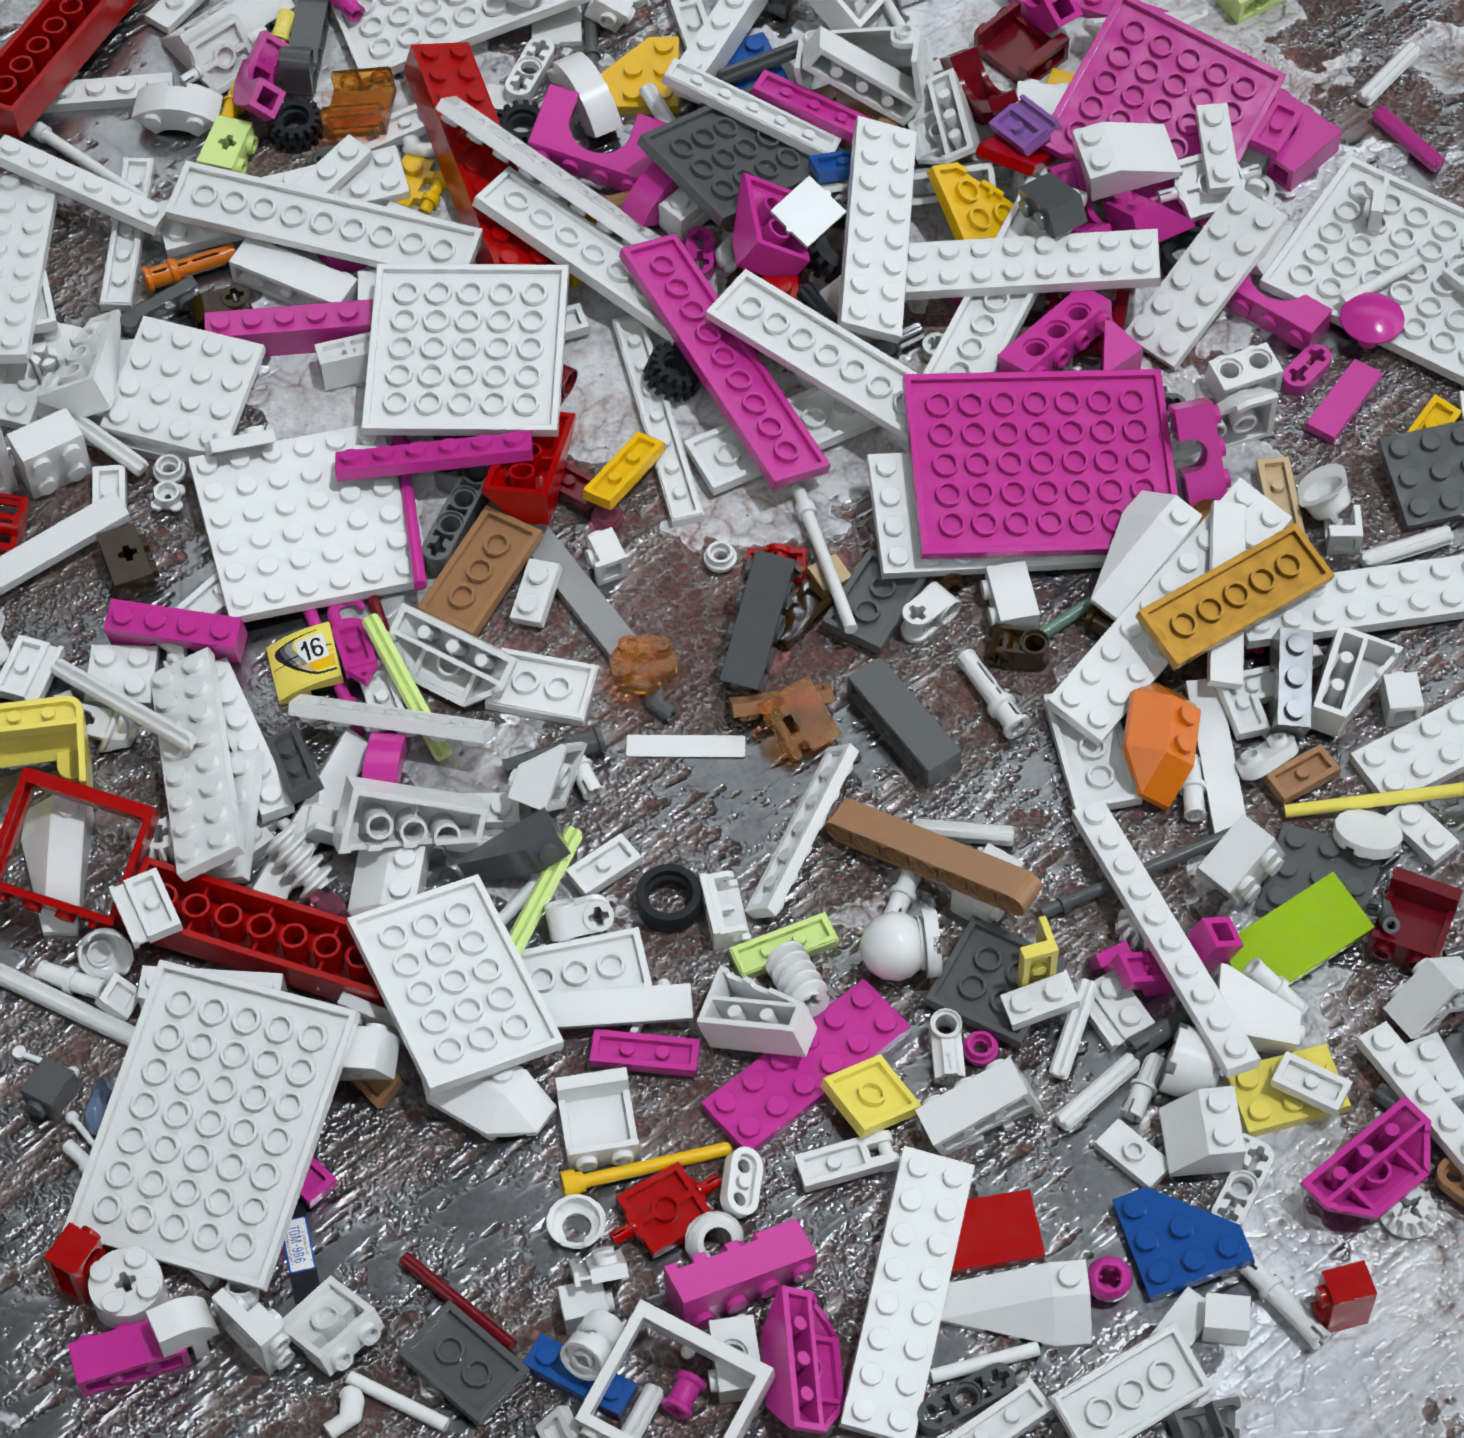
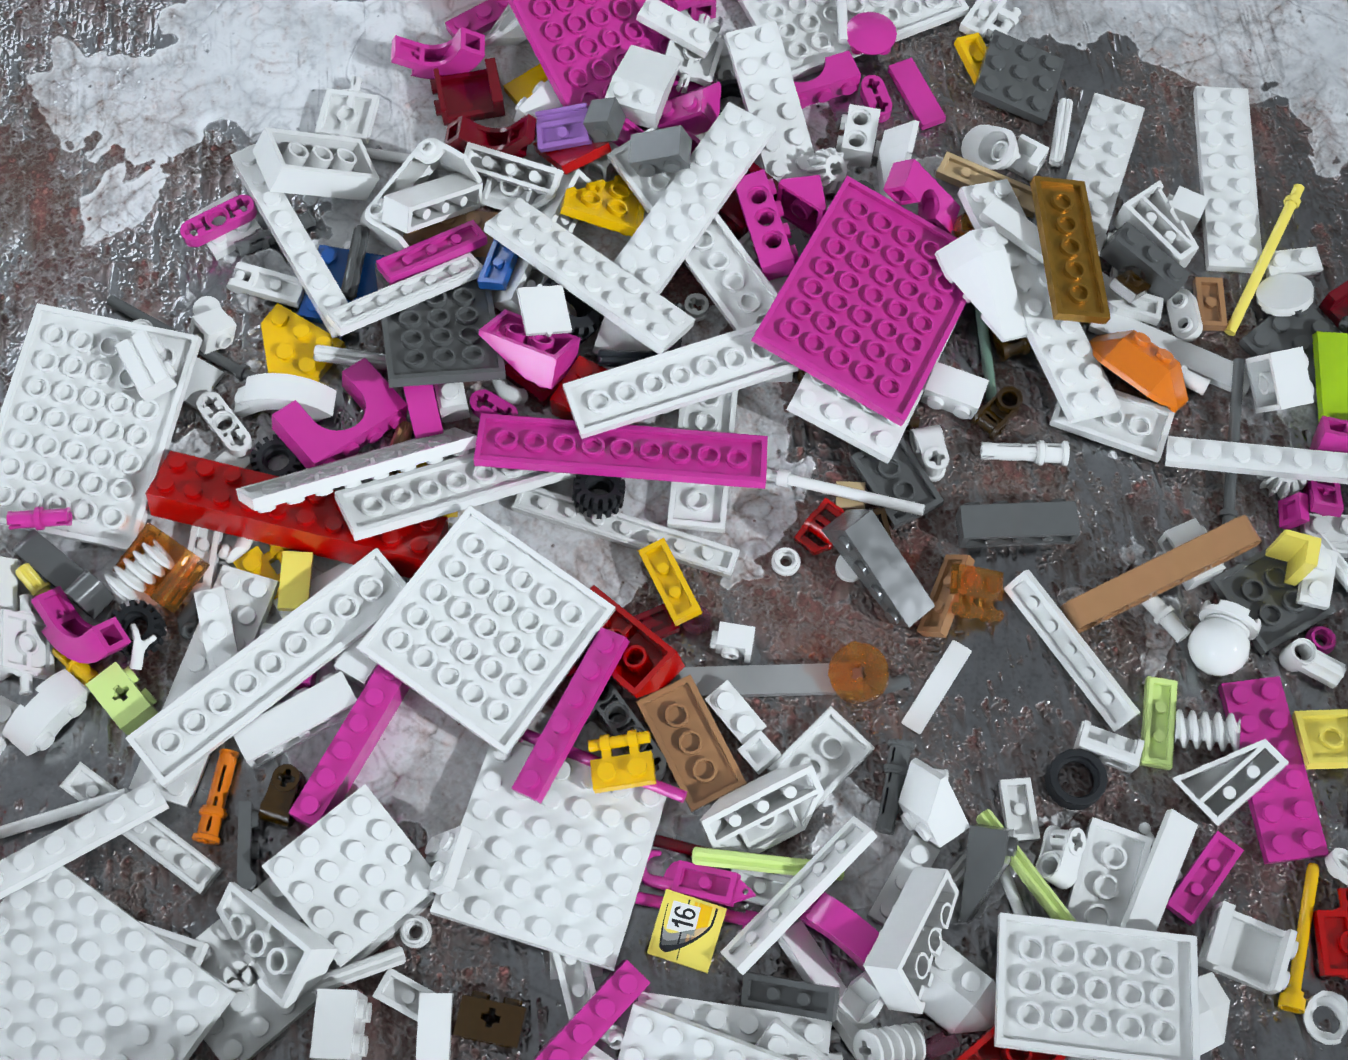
camera: 60 degrees left, 10 degrees up
(168, 489) = (442, 939): white plate -> none
(276, 129) = (139, 648): none -> white bar
(341, 86) = (140, 571): none -> white piece
(343, 360) = (410, 723): white hinge -> none
(410, 524) = (625, 770): none -> yellow plate
(423, 198) = (294, 579): none -> light yellow tile
(511, 631) = (759, 752): none -> white plate
(970, 832) = (1130, 543): white axle -> none
(1052, 146) = (604, 120): none -> dark grey brick
(1180, 357) = (830, 167): none -> white gear
(1244, 676) = (1129, 286): none -> dark brown plate

